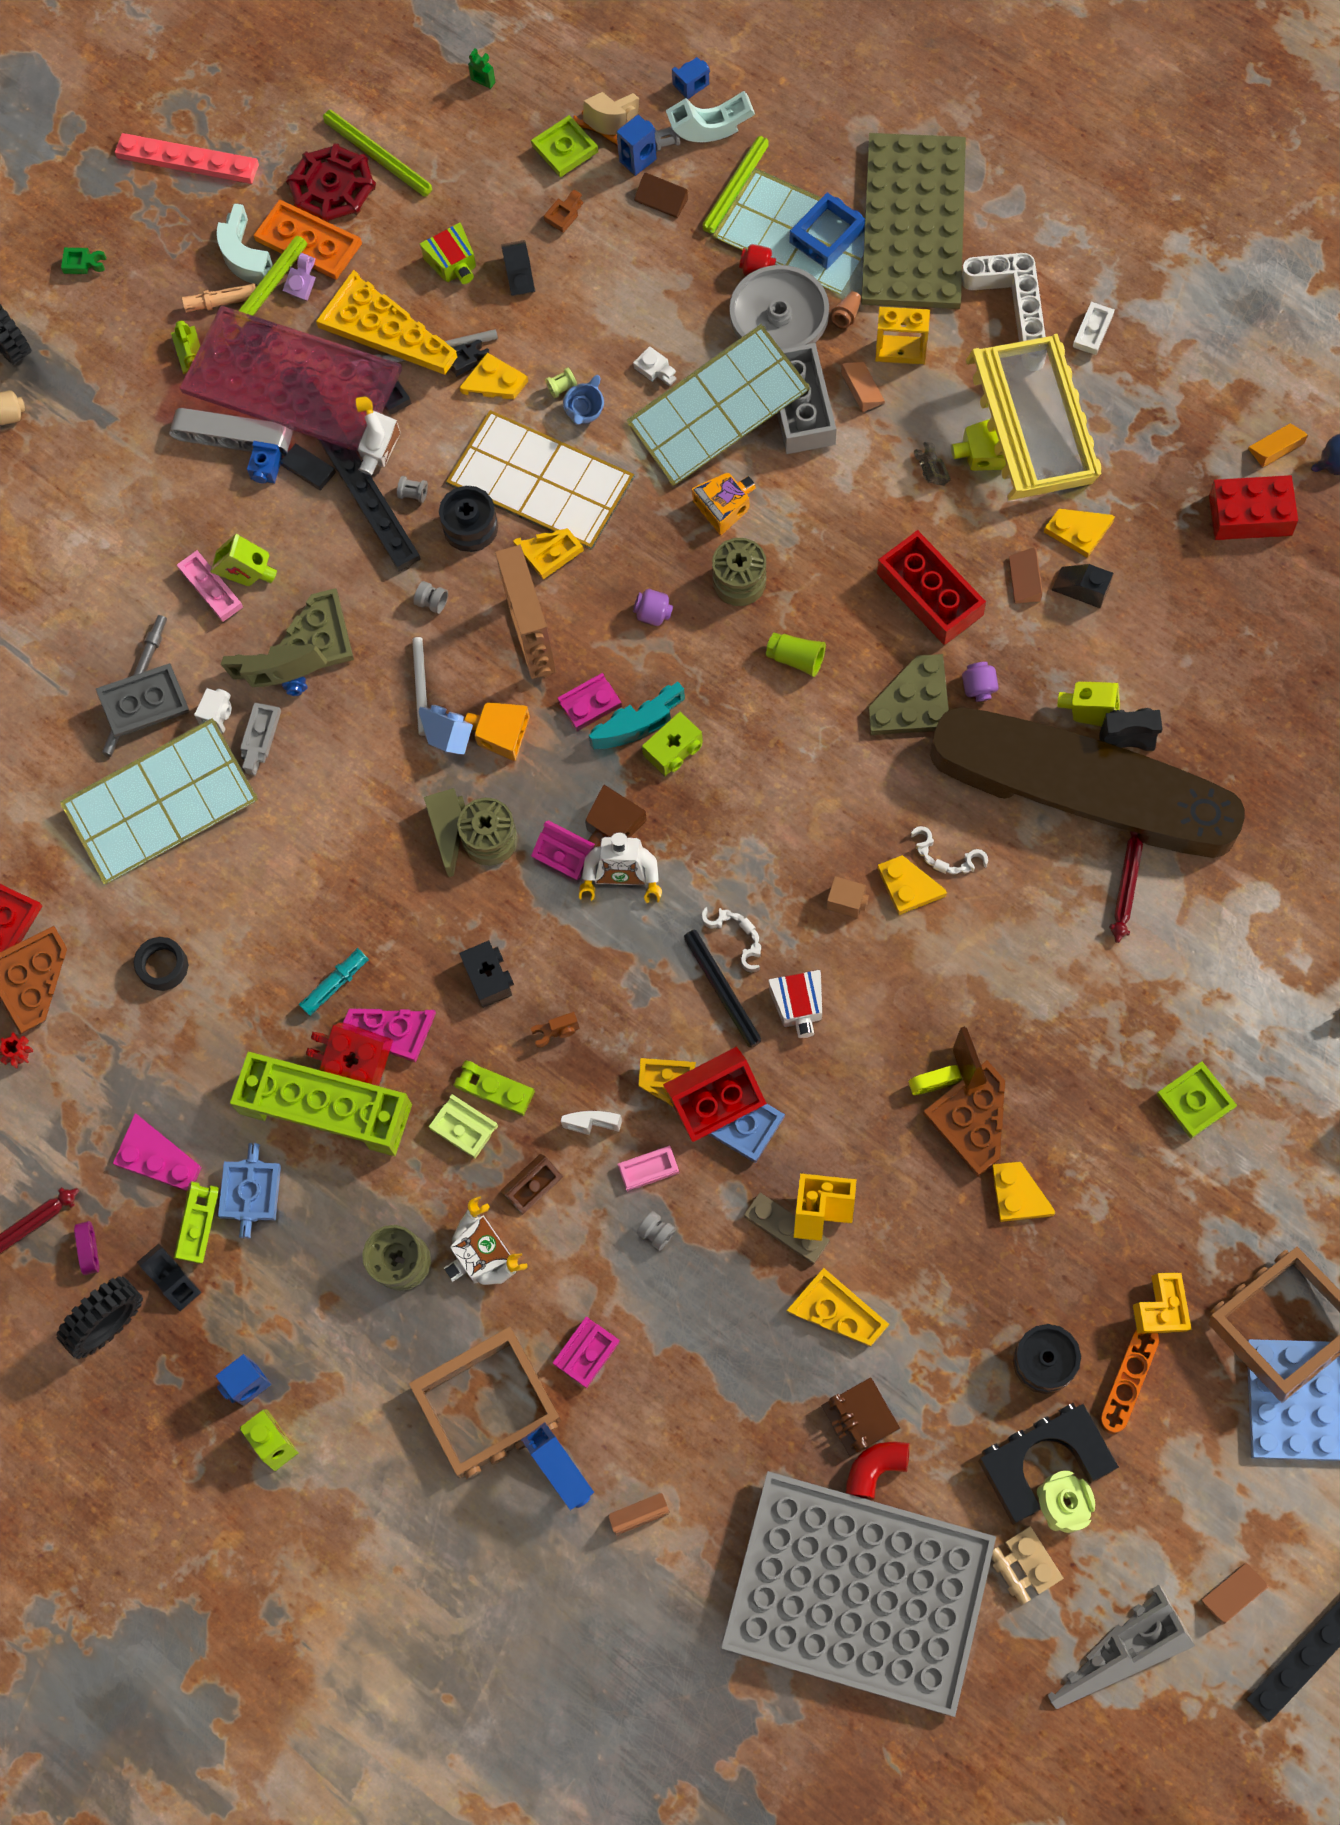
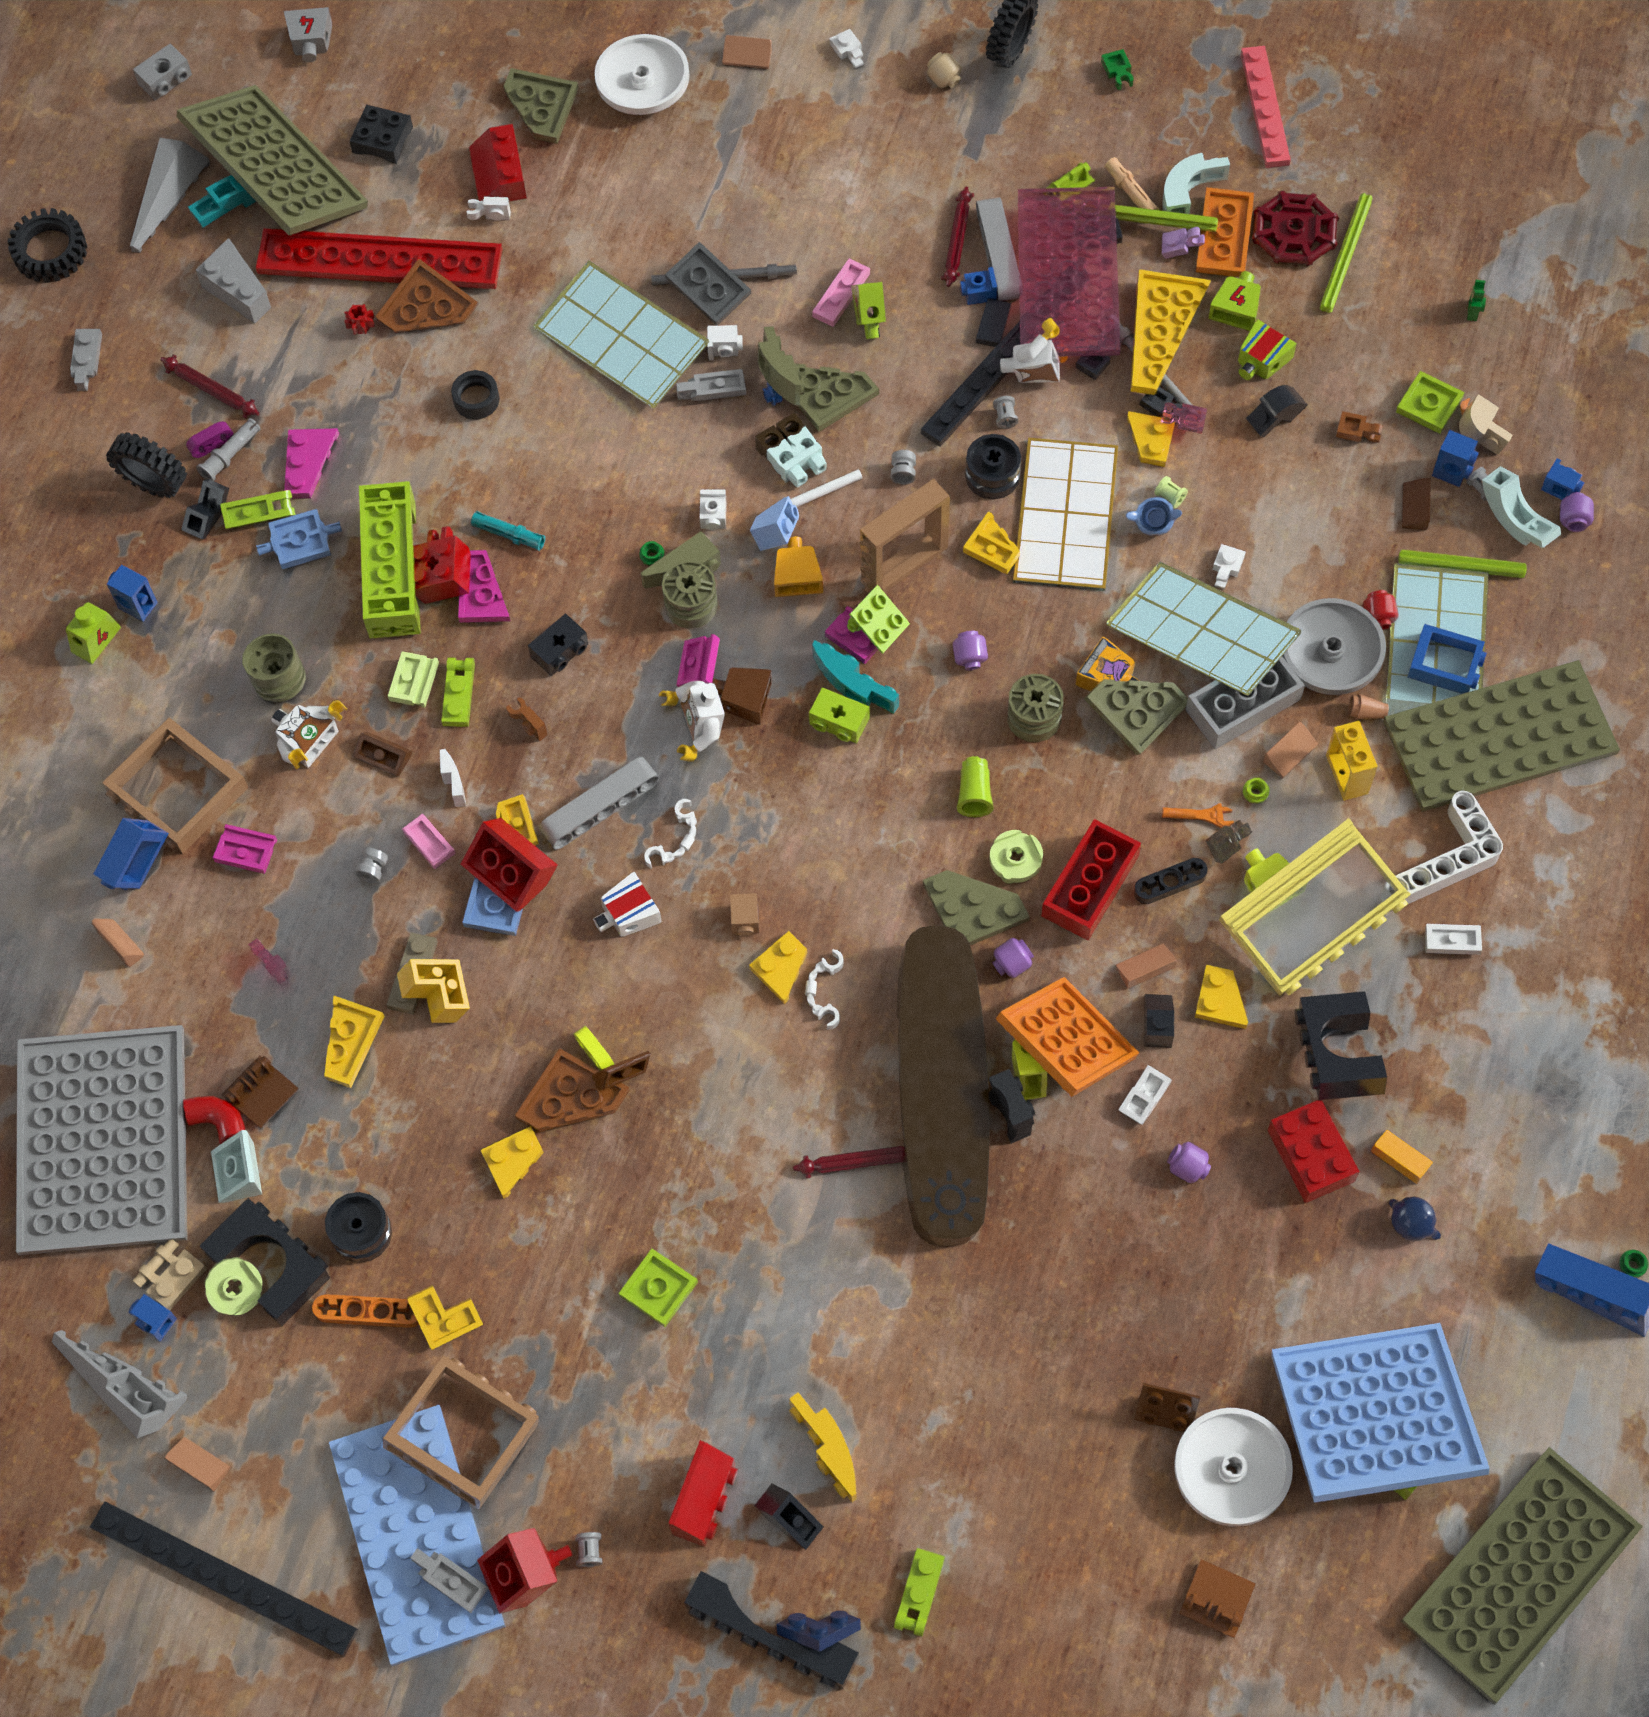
camera: 65 degrees right, 5 degrees down
(114, 1243) = (221, 457): none -> light grey pin
(197, 463) = (957, 236): none -> dark red wheel
(365, 688) = (791, 450): none -> light aqua hips
(389, 255) = (1237, 302): none -> lime torso
(404, 790) = (713, 509): none -> white brick
(419, 848) = (651, 547): none -> green plate
(492, 338) = (1188, 417): none -> clear pink plate
(587, 673) = (878, 619): none -> lime hinge
(675, 992) = (598, 803): none -> light grey beam
(722, 988) = (618, 842): black axle -> none
(727, 77) = (1576, 512): none -> medium lavender head
(729, 1361) = (274, 965): none -> clear pink plate
(775, 489) = (1137, 709): none -> olive plate
(878, 658) = (1012, 870): none -> yellowish green plate
(890, 420) = (1259, 784): none -> lime plate
(899, 471) = (1212, 815): none -> orange piece
(938, 1464) = (236, 1168): none -> light aqua slope
(957, 518) = (1175, 870): none -> black beam
(1068, 1595) = (152, 1317): none -> blue brick
(1083, 658) = (1067, 1036): none -> orange plate
(1147, 621) = (1145, 1095): none -> white slope
(1196, 462) = (1331, 1074): none -> black arch
(1229, 609) = (1189, 1162): none -> medium lavender head

